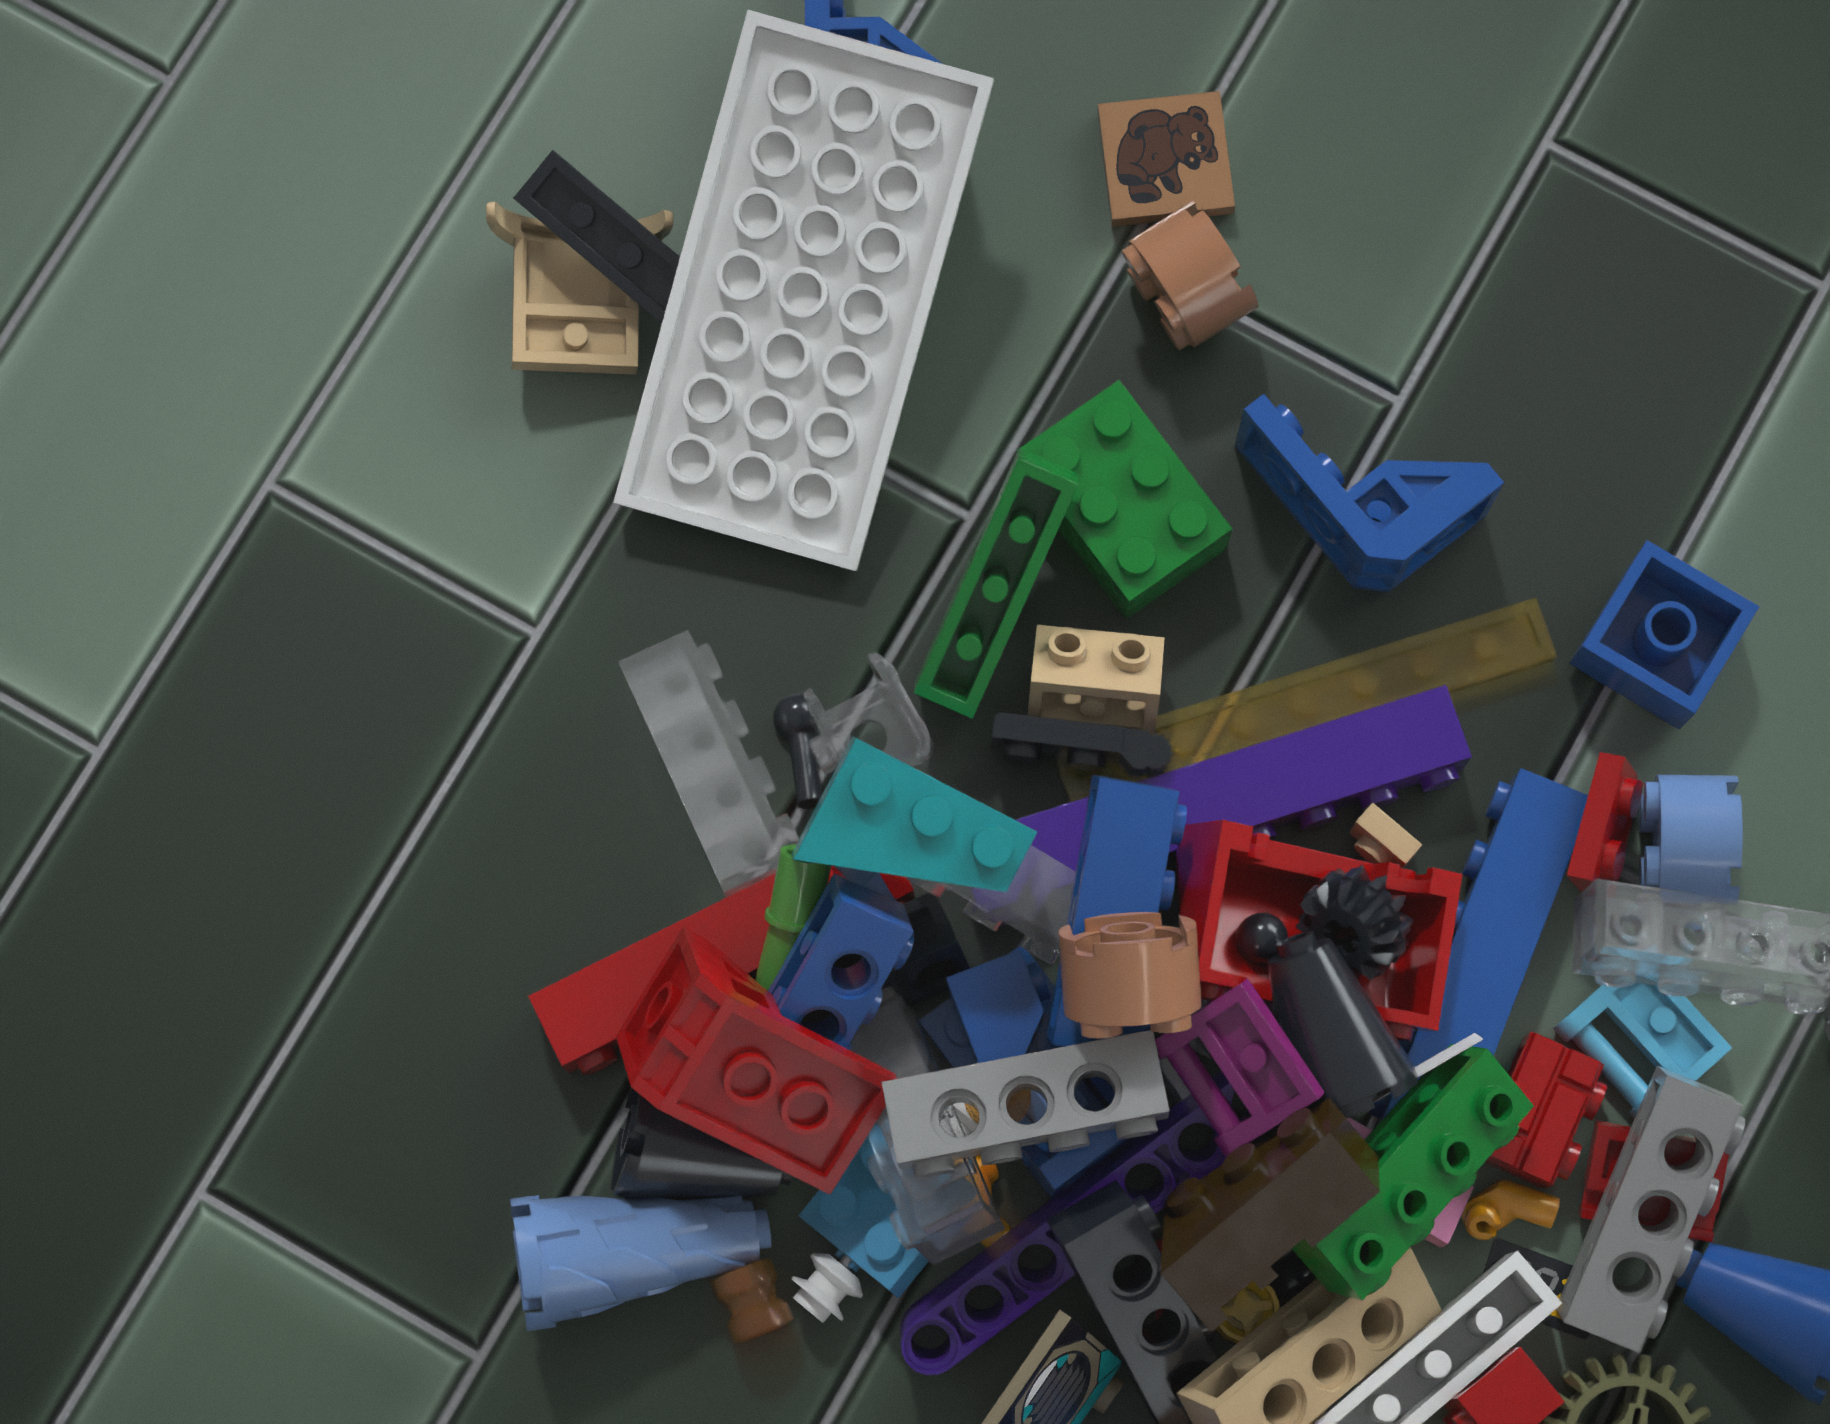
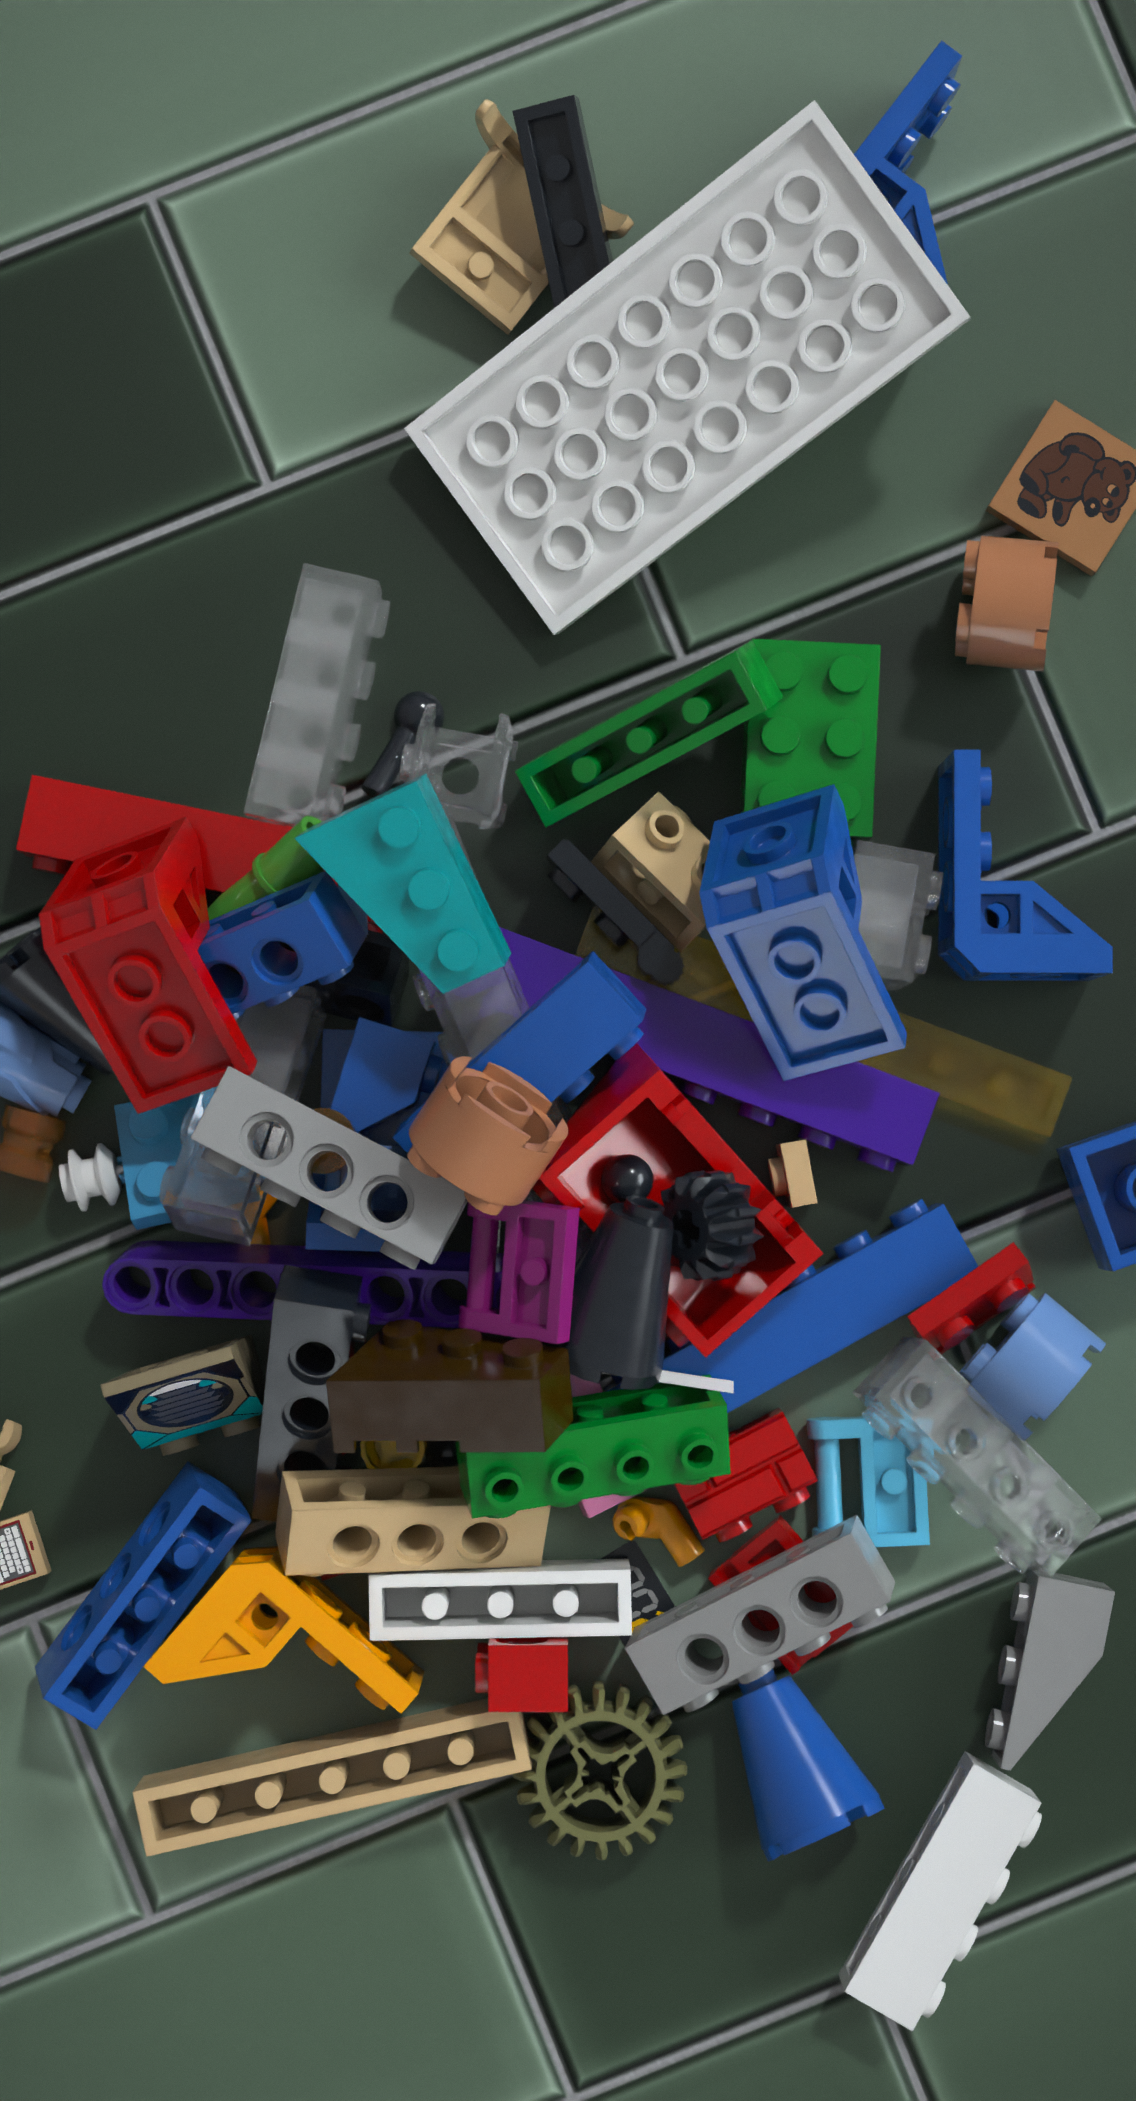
camera: 30 degrees right, 10 degrees up
(1240, 643) = (786, 923): none -> blue bracket
(1289, 584) = (896, 895): none -> clear brick

